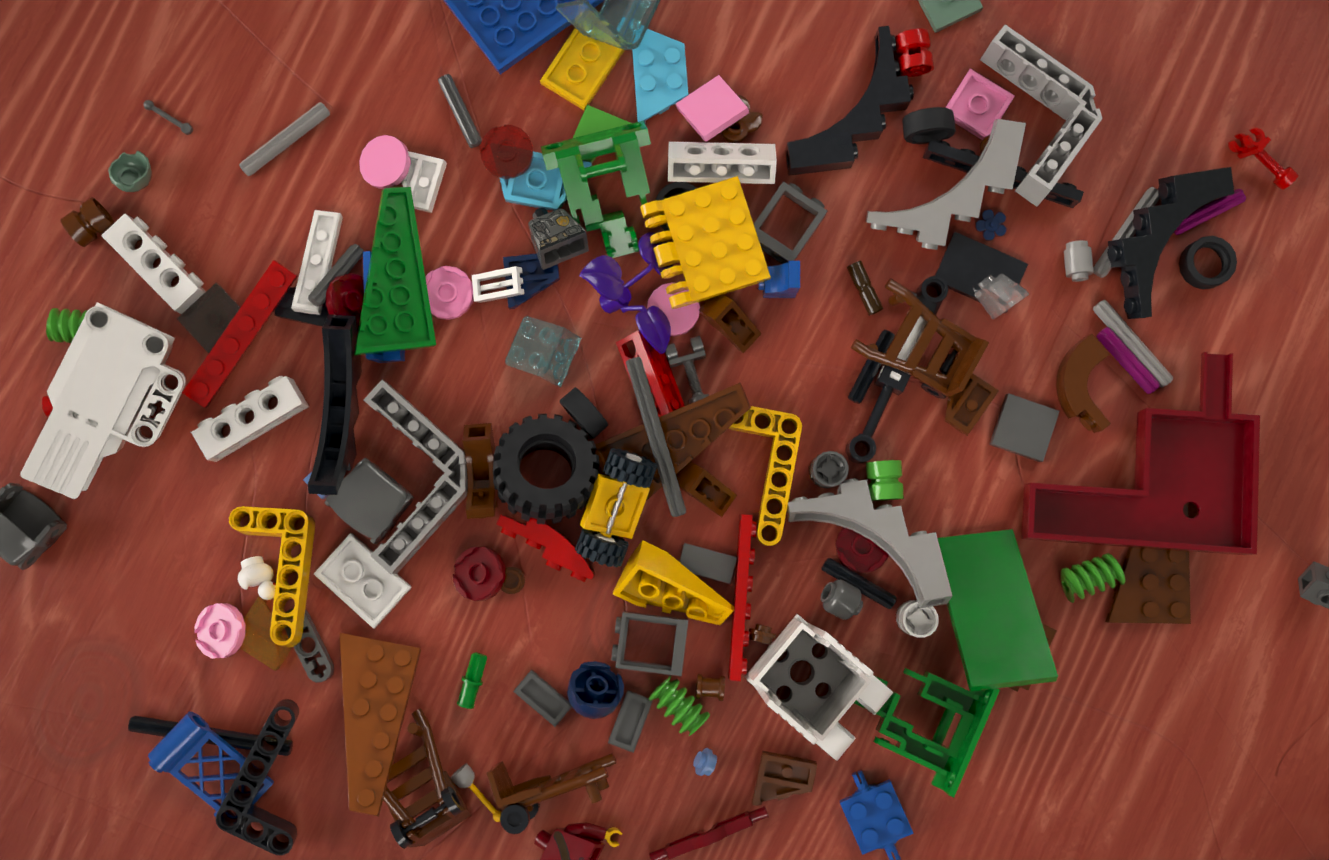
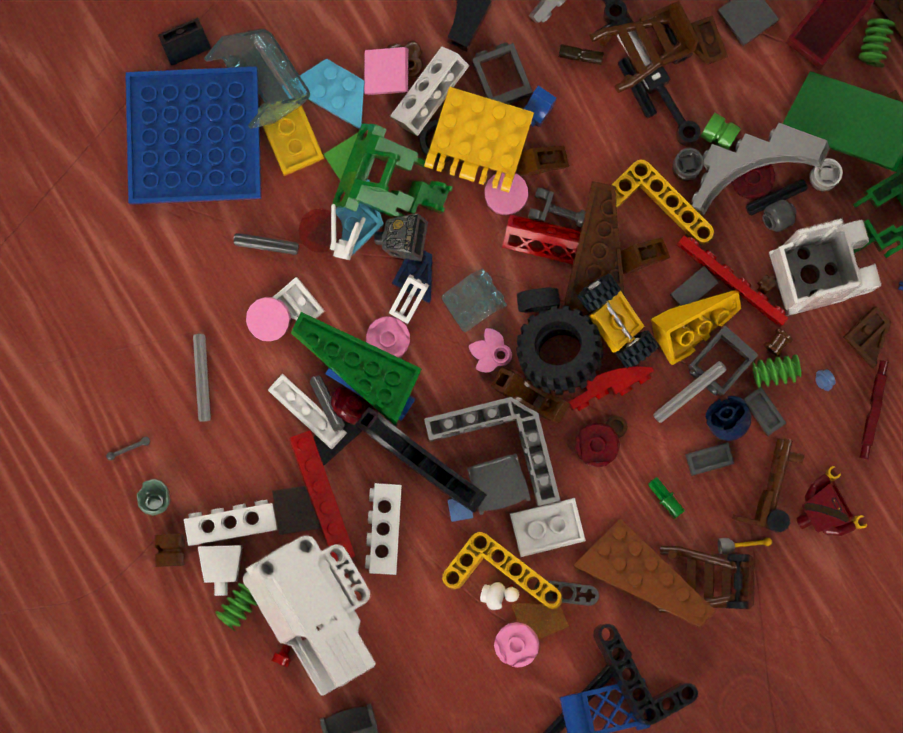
camera: 60 degrees left, 0 degrees up
(106, 281) = (220, 566): none -> white torso
(502, 398) = (487, 351): none -> bright pink plate
(503, 185) = (344, 248): none -> white plant
(595, 631) = (689, 392): none -> light grey axle
(605, 277) = (471, 224): dark purple plant -> none
(656, 436) = (589, 261): dark grey axle -> none

